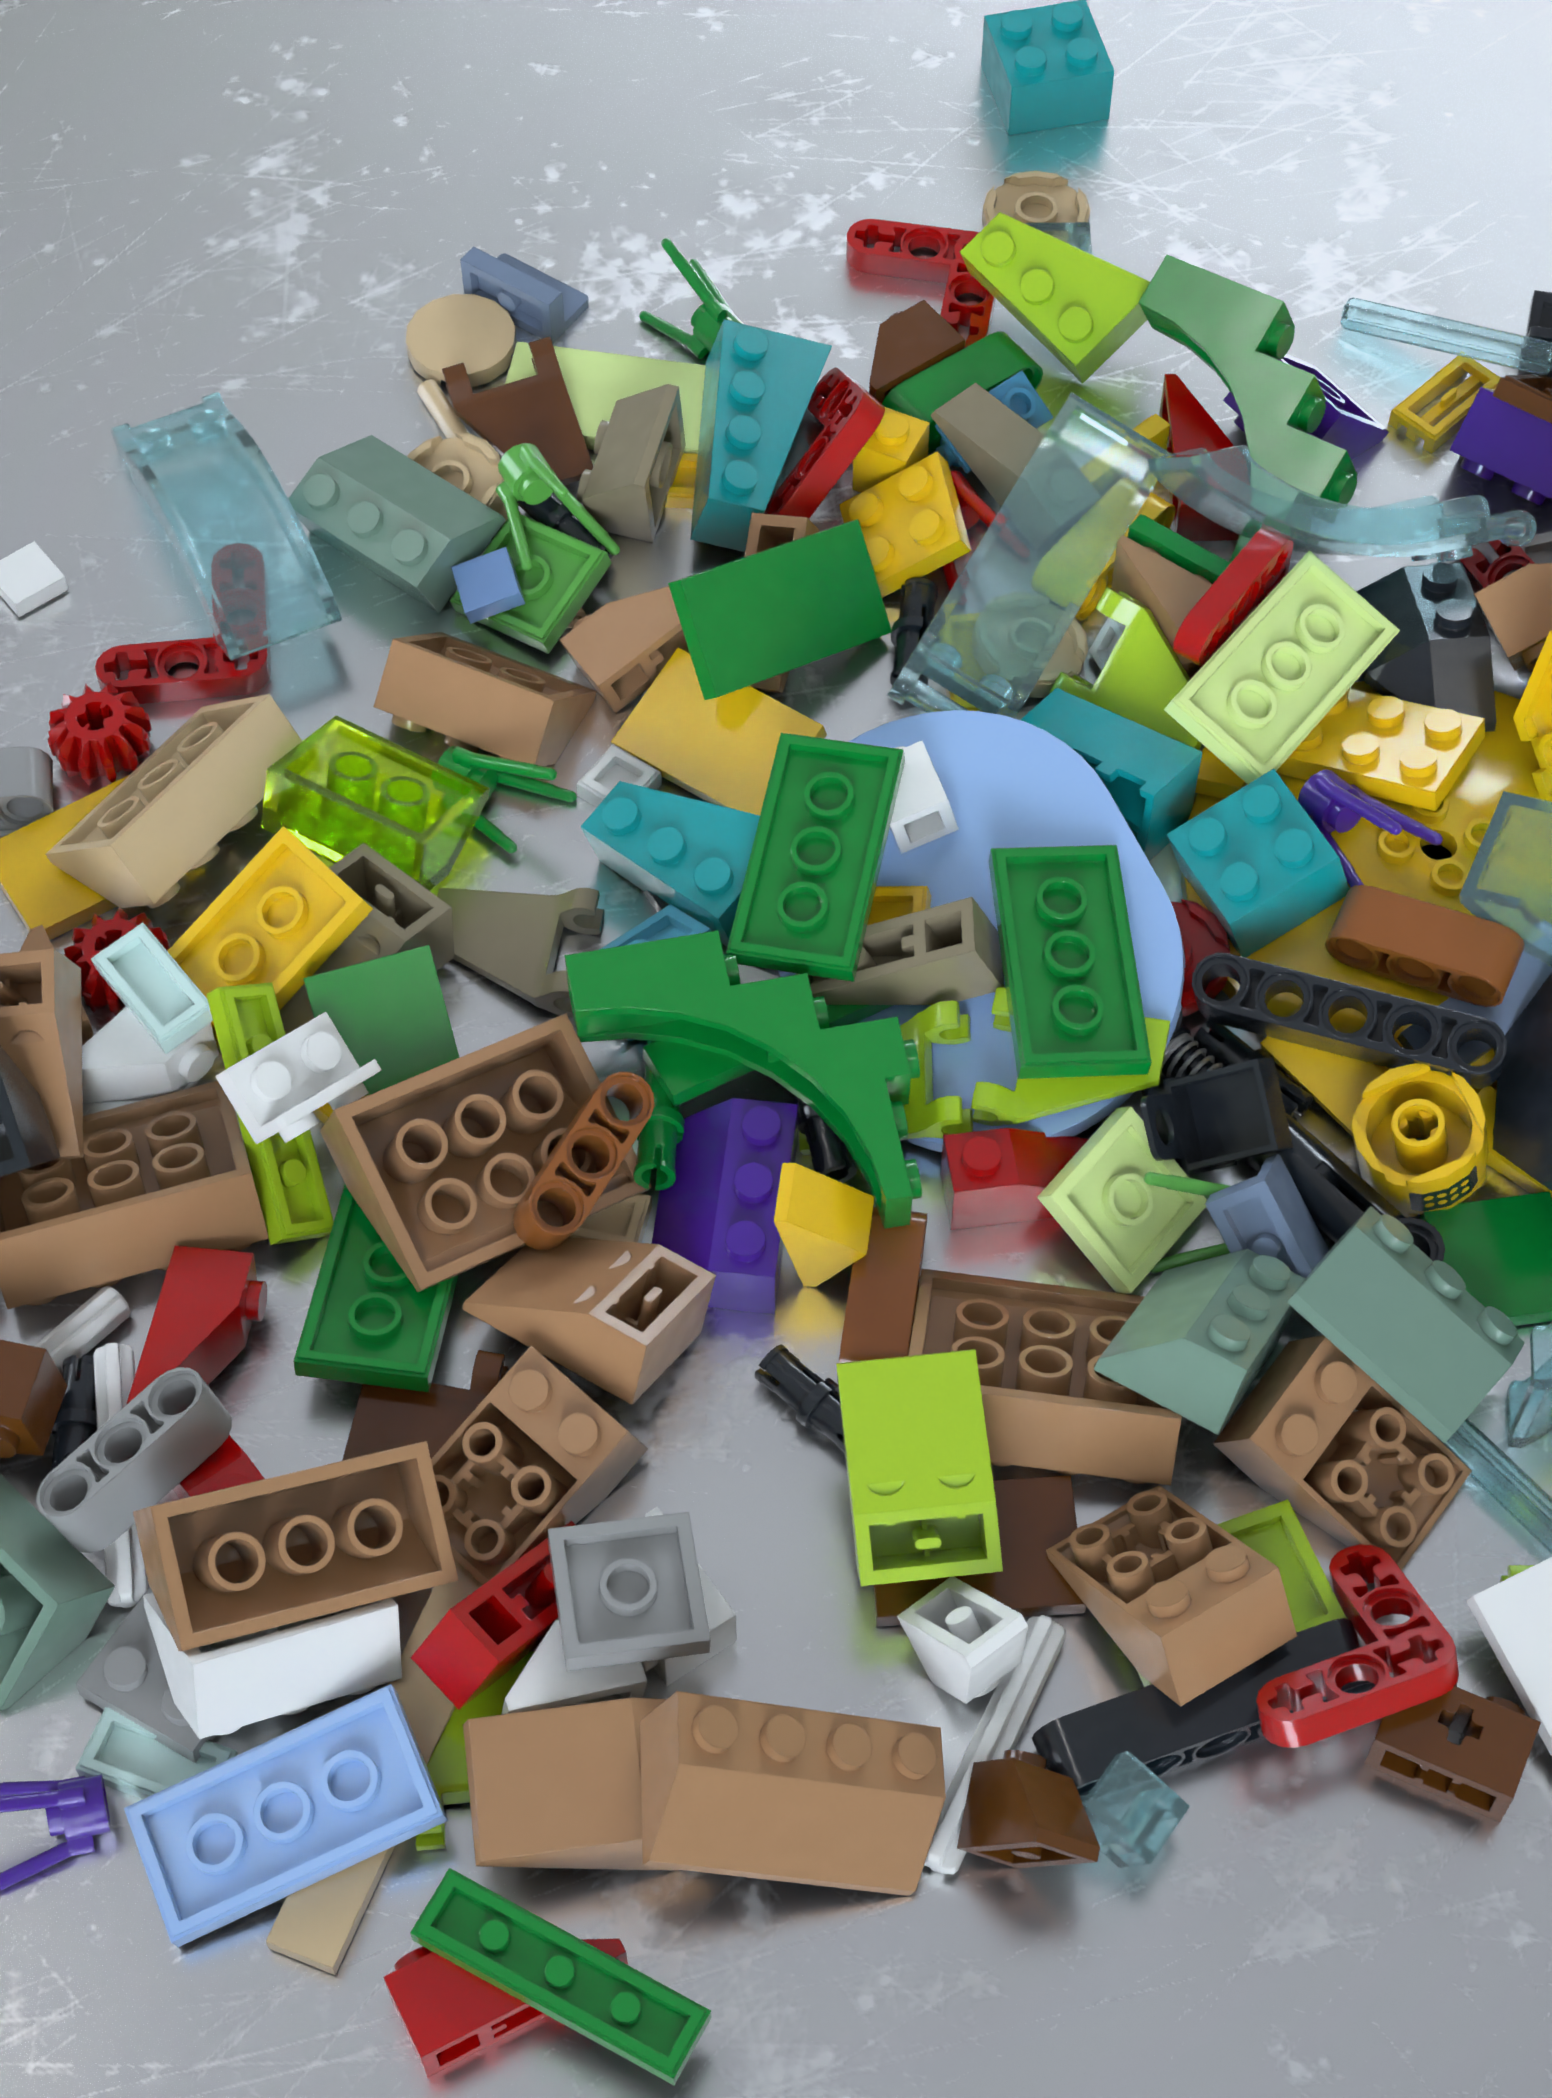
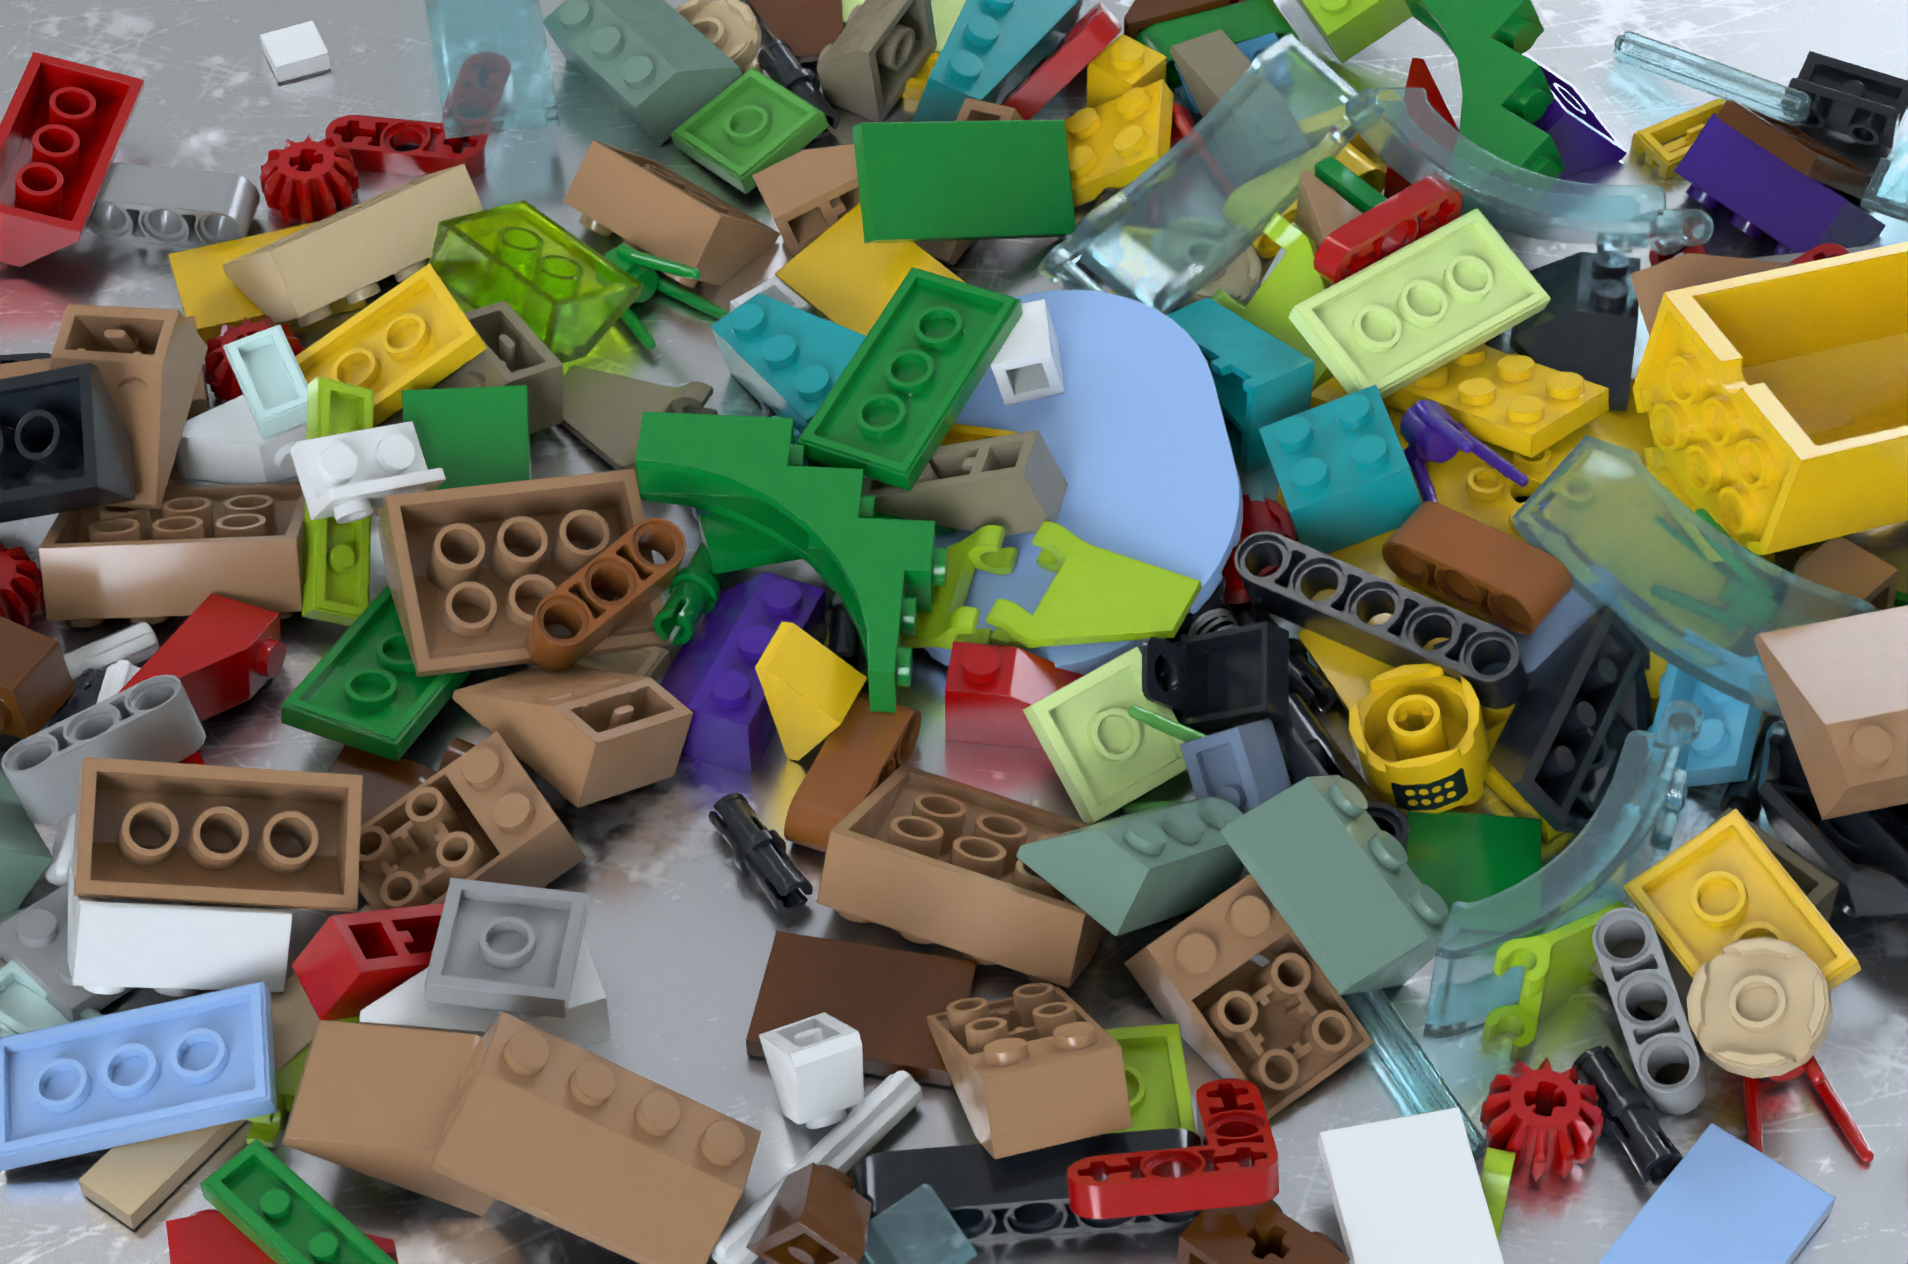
camera: 15 degrees right, 10 degrees down
(488, 585) = (705, 122): medium blue tile -> none
(532, 480) = (775, 41): bright green plant -> none
(918, 1468) = (816, 903): lime slope -> none
(1068, 962) = (1117, 510): green tile -> none

